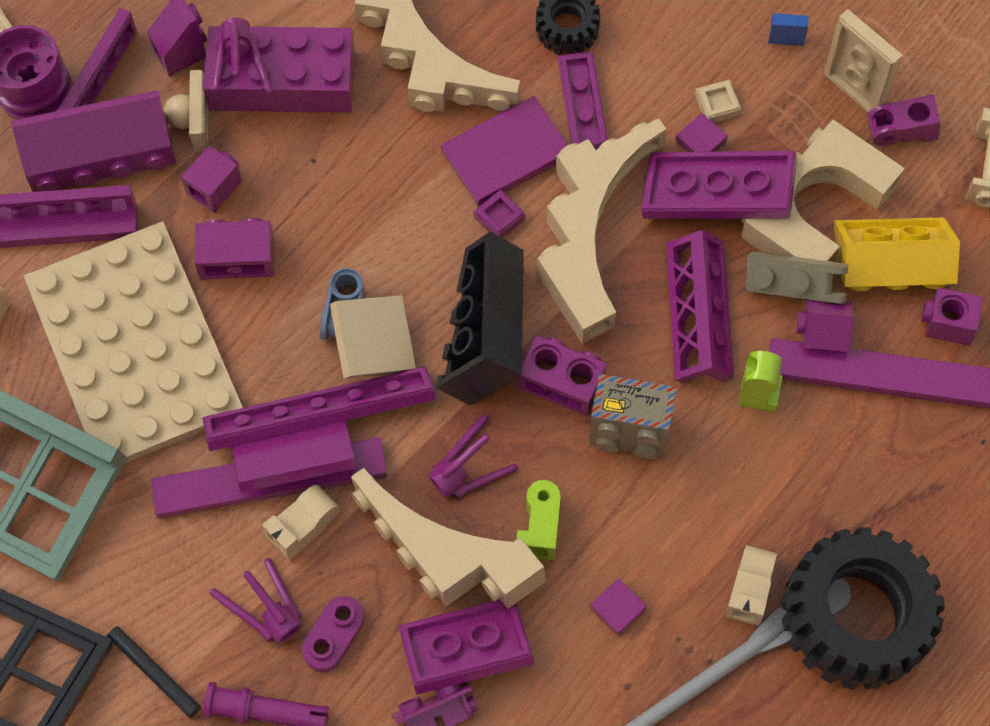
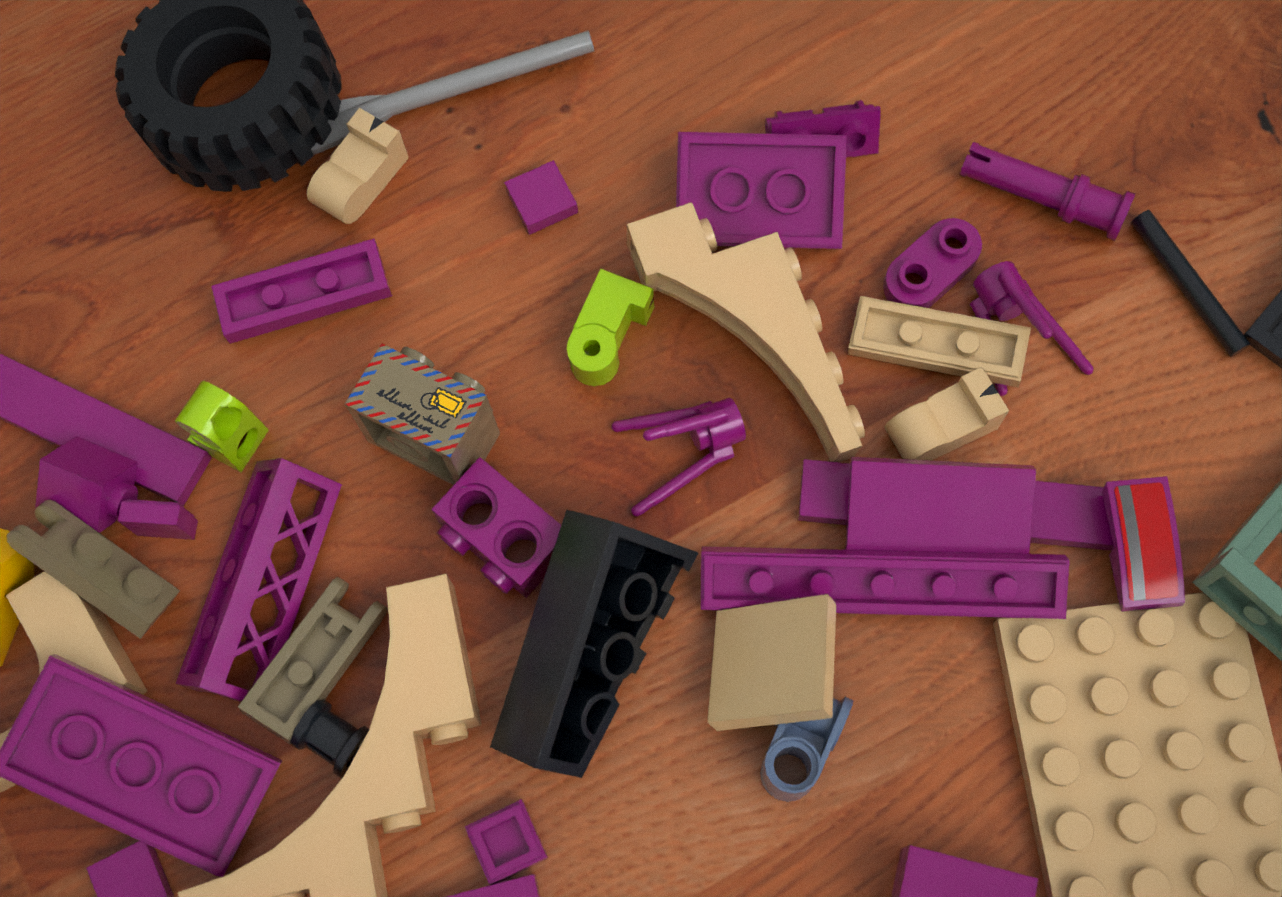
camera: 160 degrees left, 5 degrees up
(161, 472) = (1145, 544): none -> slope
(318, 576) = (938, 340): none -> tan tile
(618, 235) = (328, 736): none -> black bush
(647, 269) = (310, 662): none -> dark tan hinge
(752, 491) = (301, 291): none -> magenta plate
(775, 321) = (157, 519): none -> magenta tile

